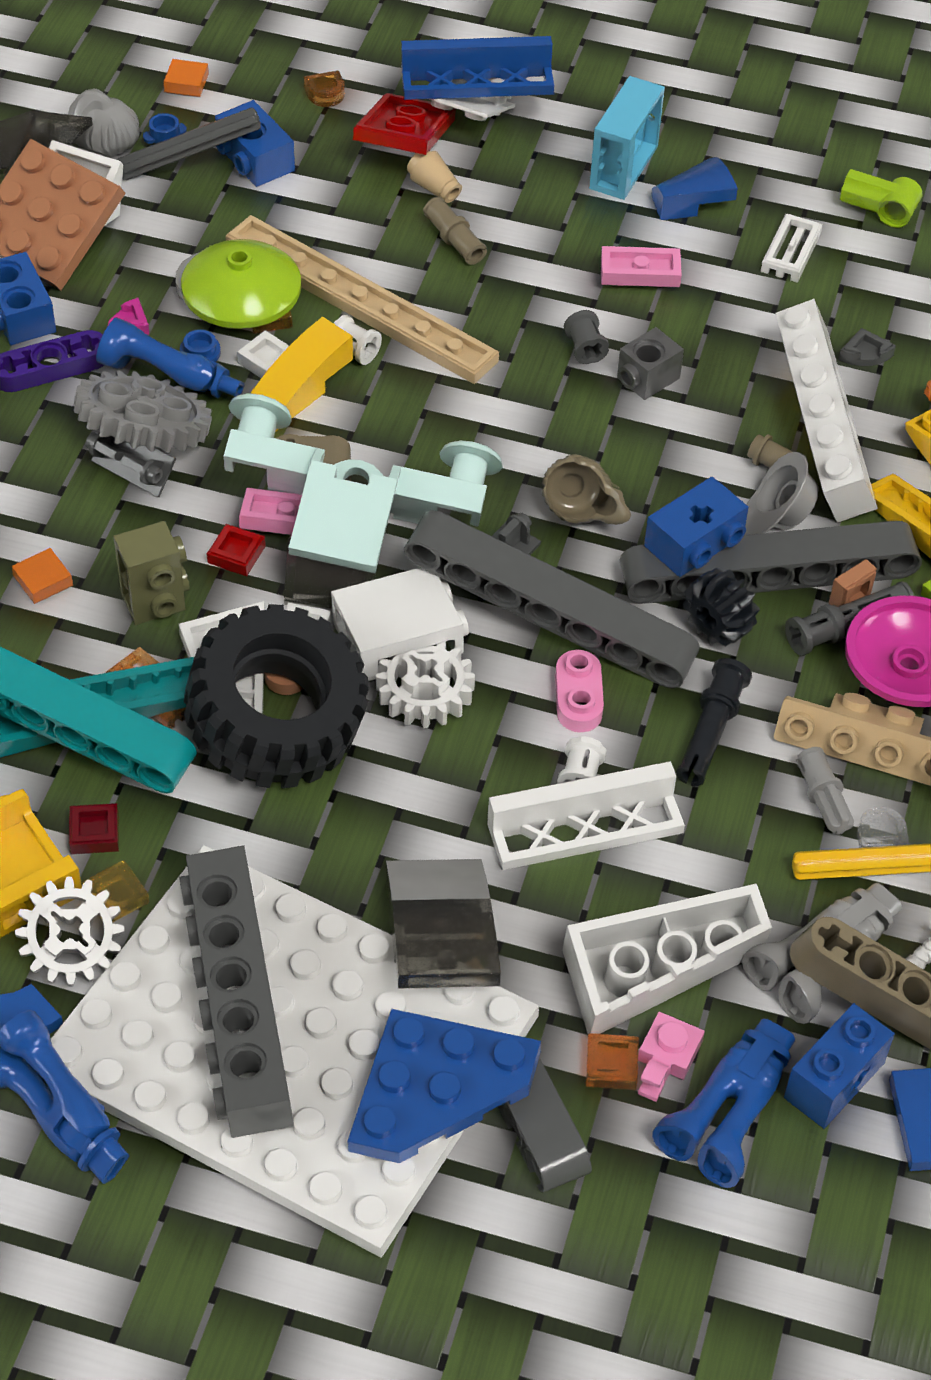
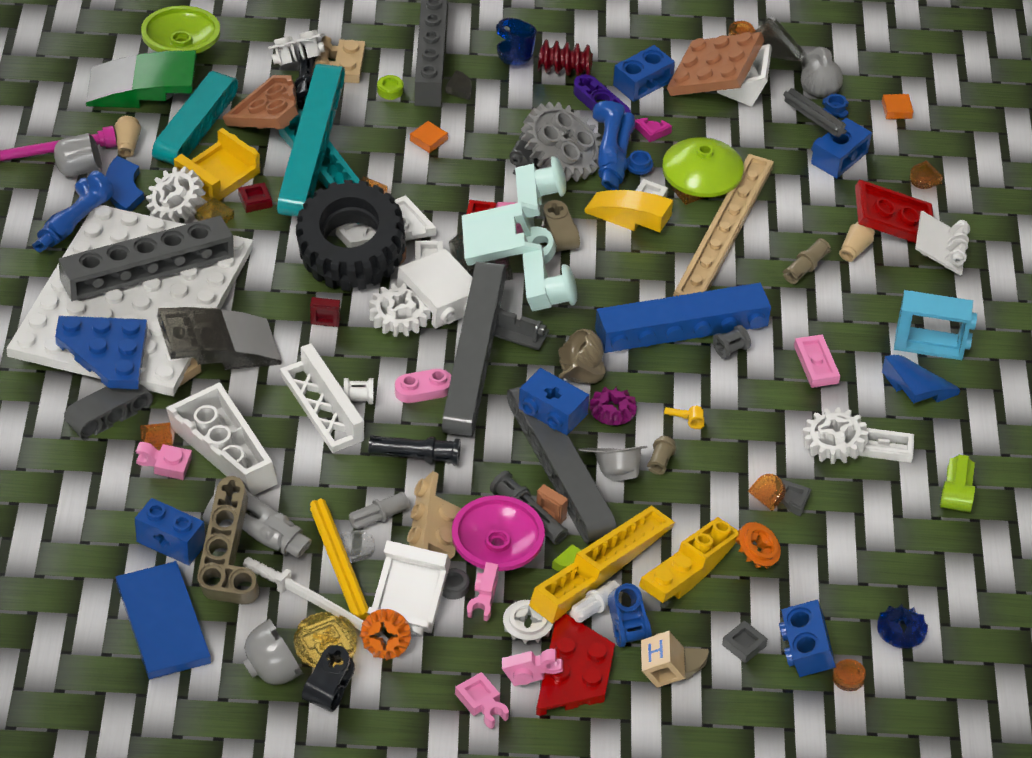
camera: 75 degrees right, 5 degrees down
(151, 572) = (430, 169): olive brick -> none
(371, 337) = (675, 233): white bush -> none
(404, 776) = (325, 312): none -> dark red tile
(477, 62) = (960, 230): blue fence -> none
(530, 375) = (682, 317): none -> blue brick
(650, 363) = (718, 376): flat silver brick -> none
(656, 494) = (608, 413): none -> magenta gear
(710, 407) = (694, 415): none -> yellow hand
(720, 607) = (502, 433): black gear -> none
(744, 1074) = (108, 477): blue piece -> none
(781, 277) = (835, 435): none -> white gear
(826, 411) = (708, 468): white brick -> none
(859, 367) = (768, 490): none -> clear orange tile

